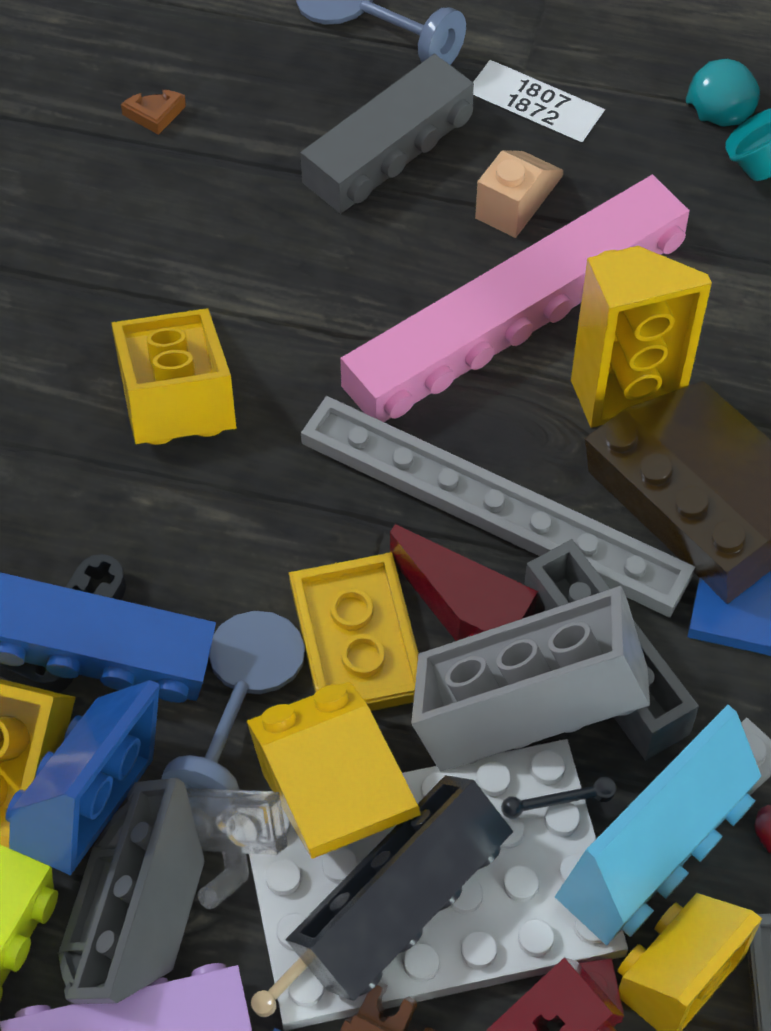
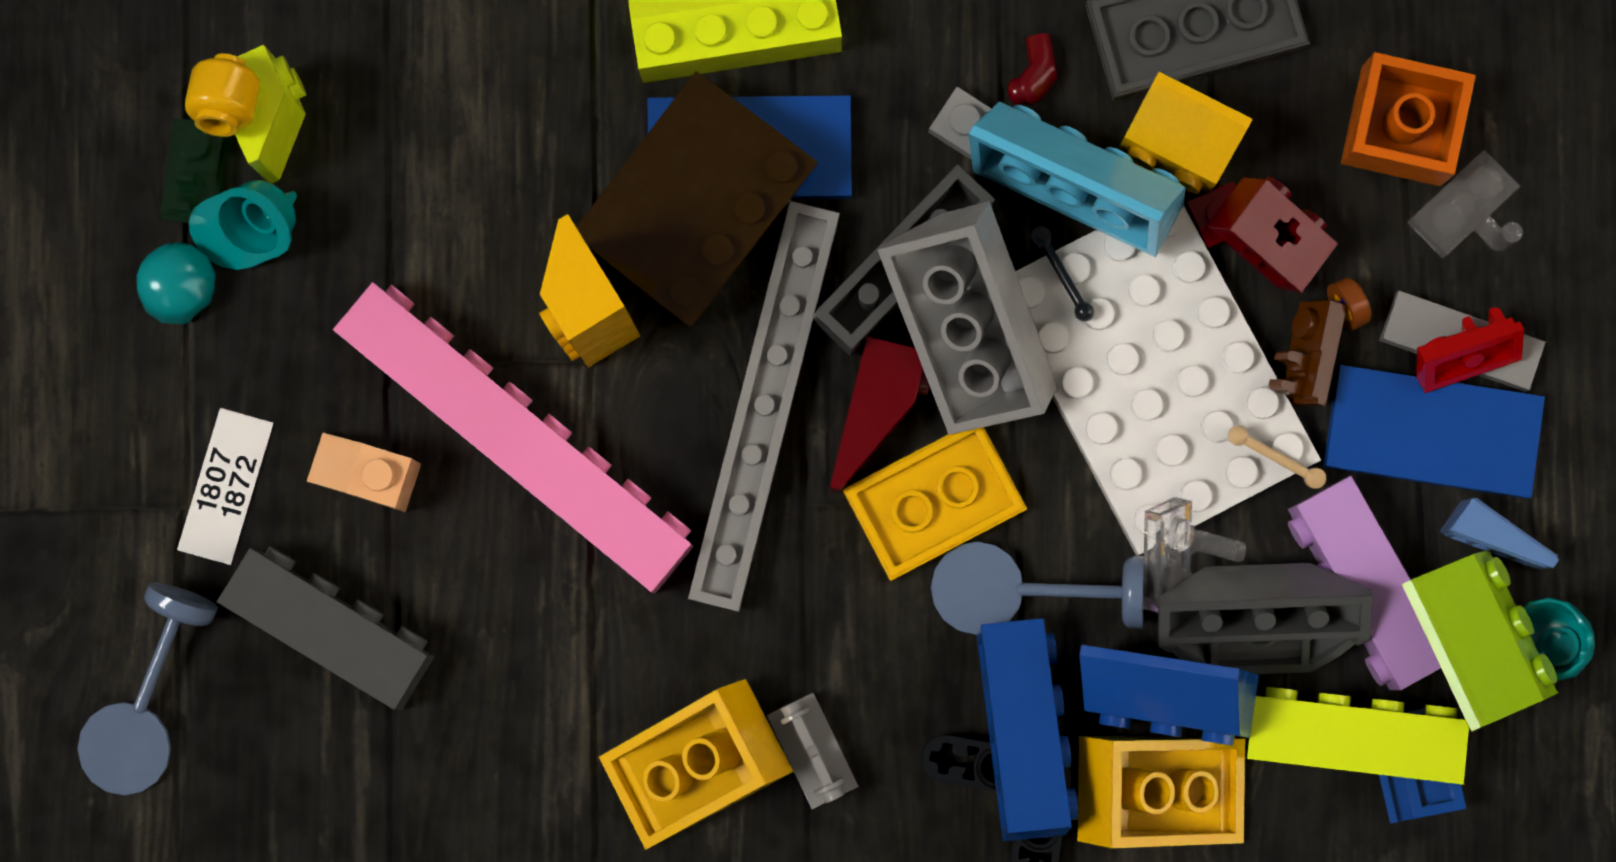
camera: 100 degrees left, 25 degrees up
(149, 471) = (812, 751): none -> light grey hinge
(331, 768) = (1104, 473): yellow slope -> none
(400, 888) = (1197, 384): black brick -> none

